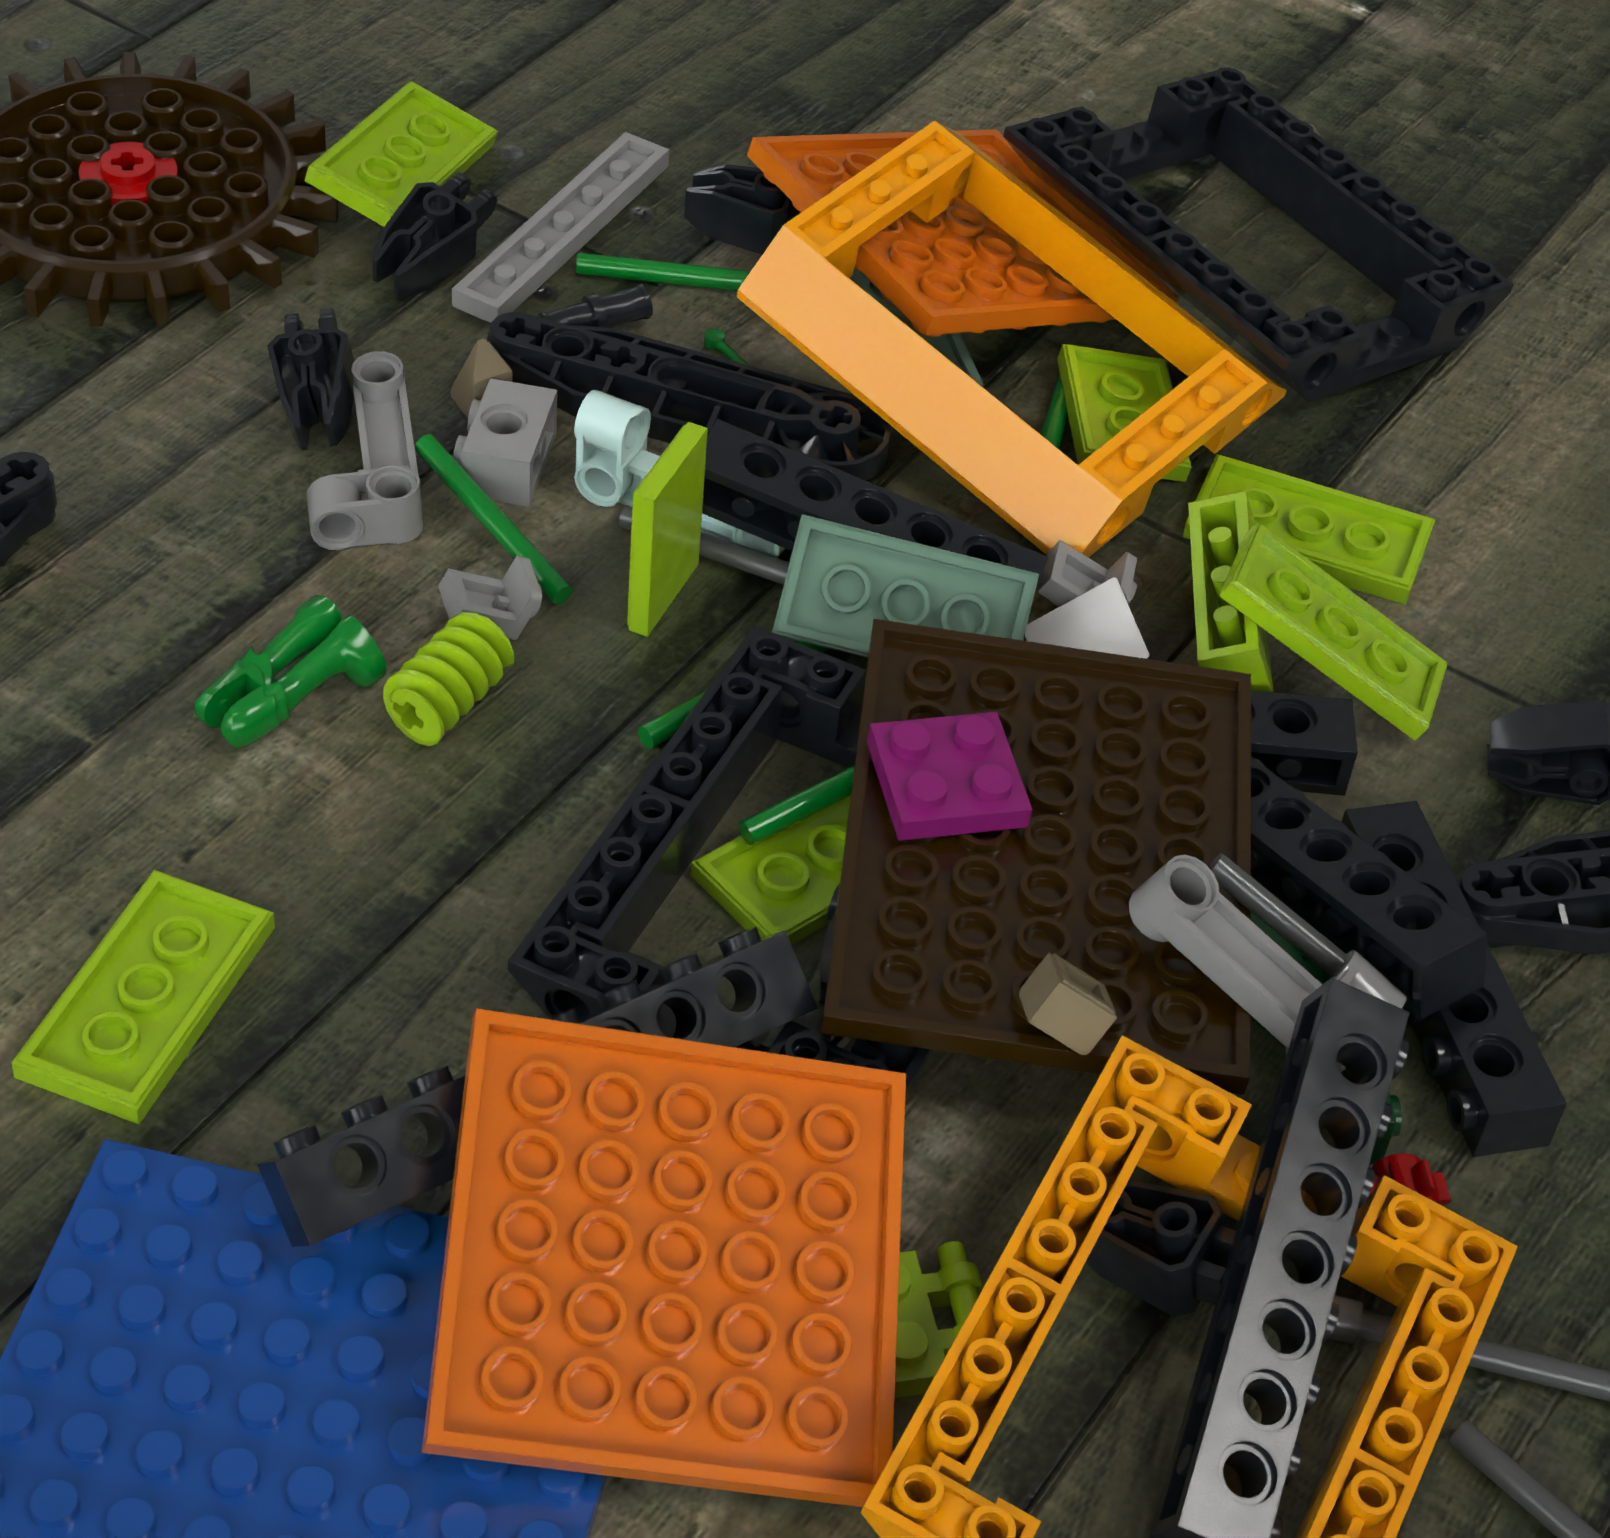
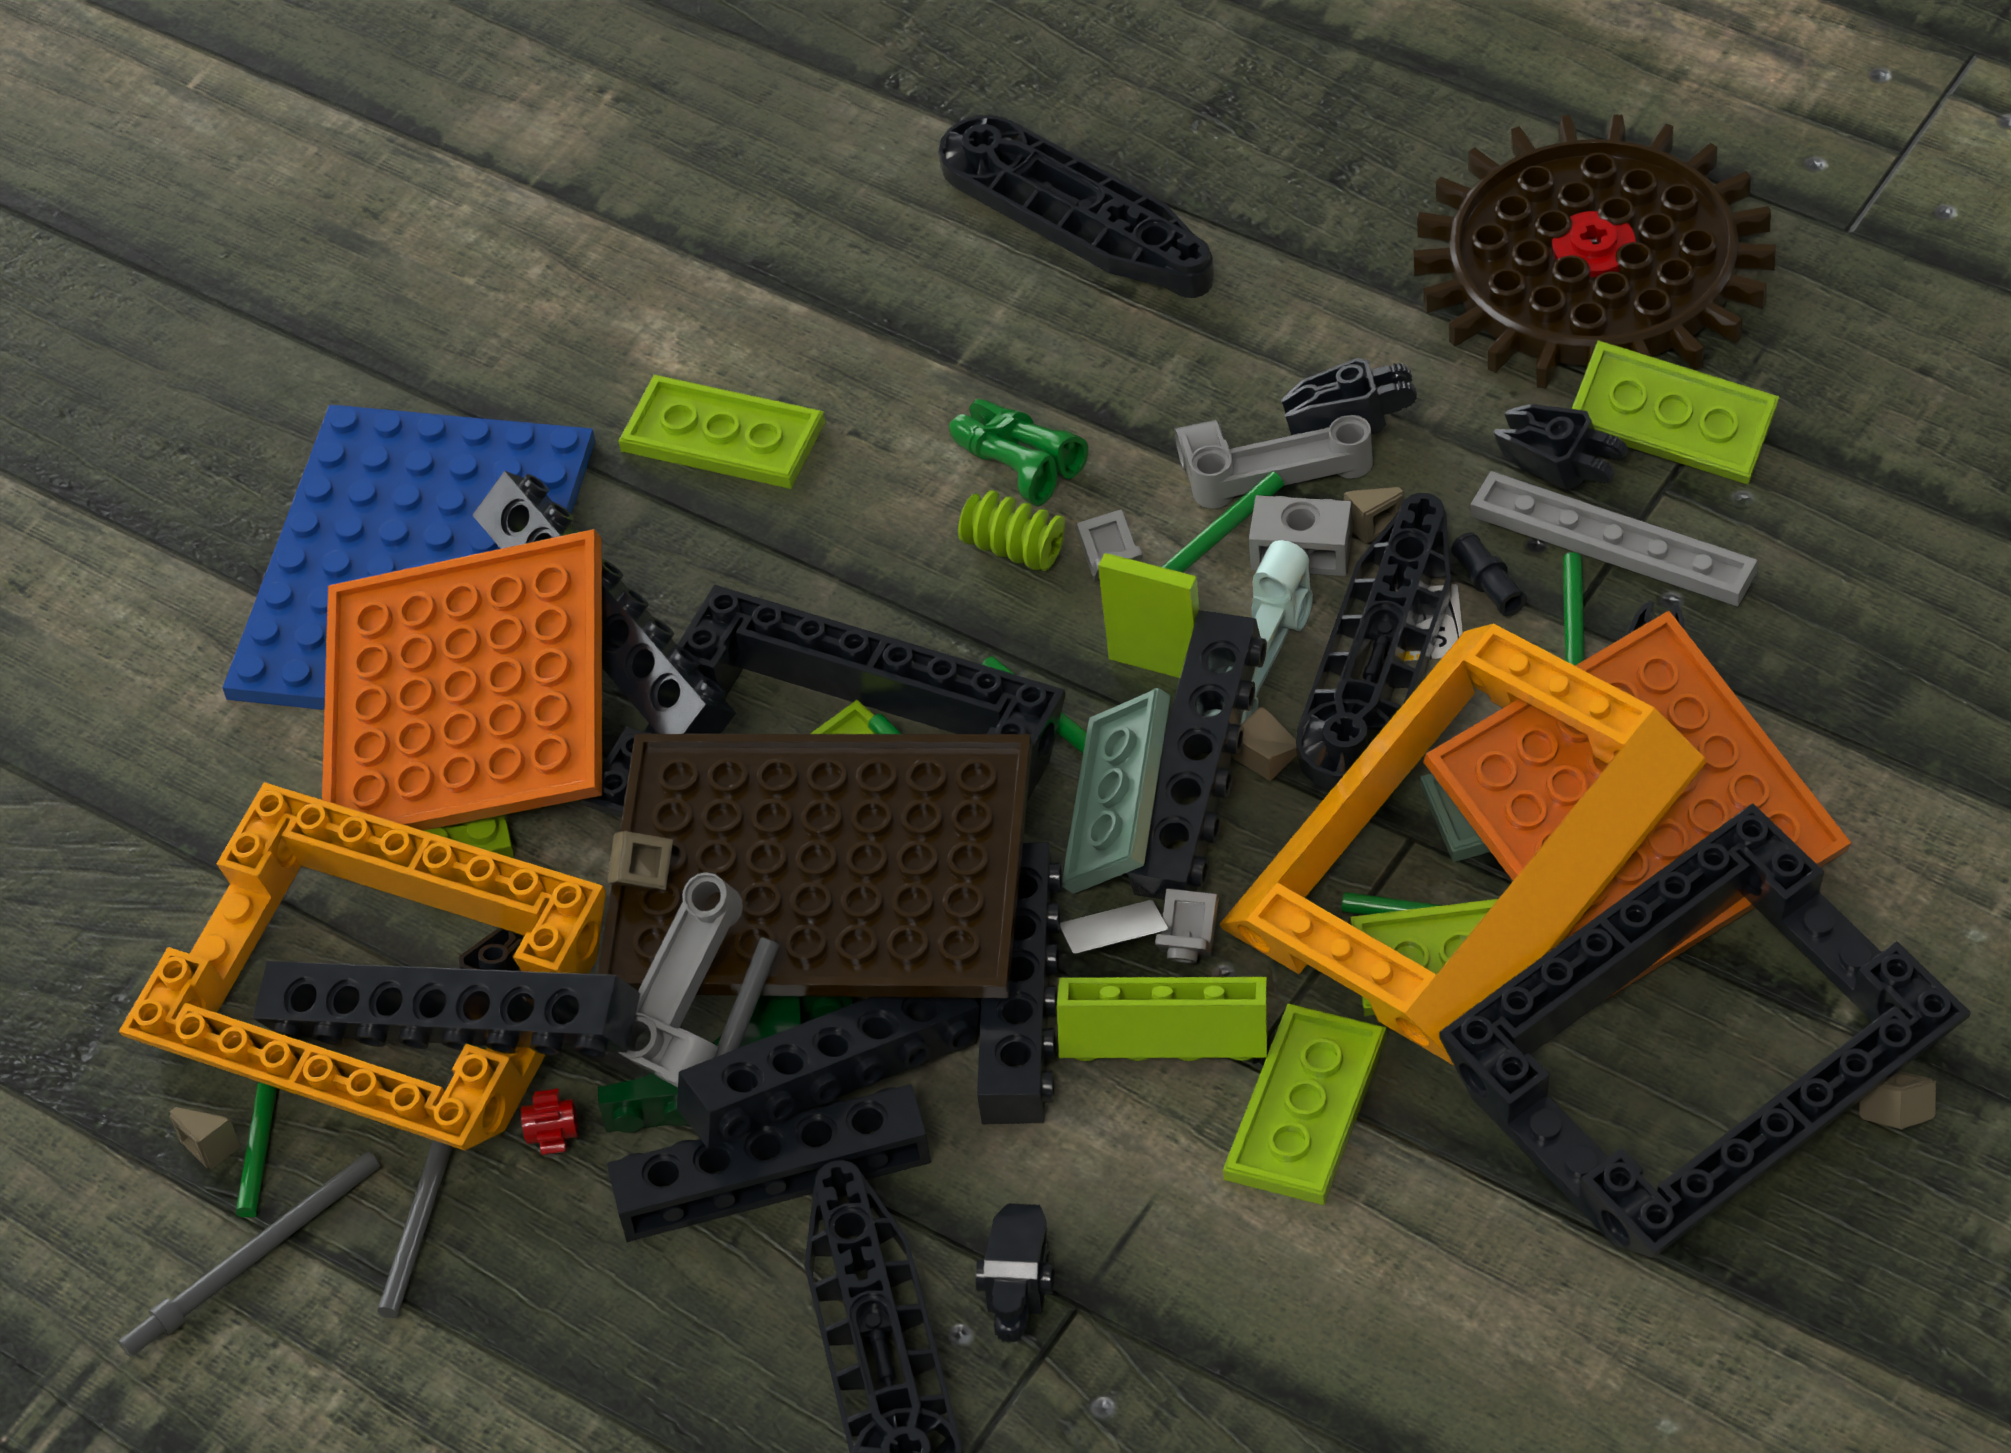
camera: 100 degrees right, 5 degrees up
(948, 776) = (857, 784): magenta plate -> none
(1335, 630) = (1115, 1080): lime tile -> none

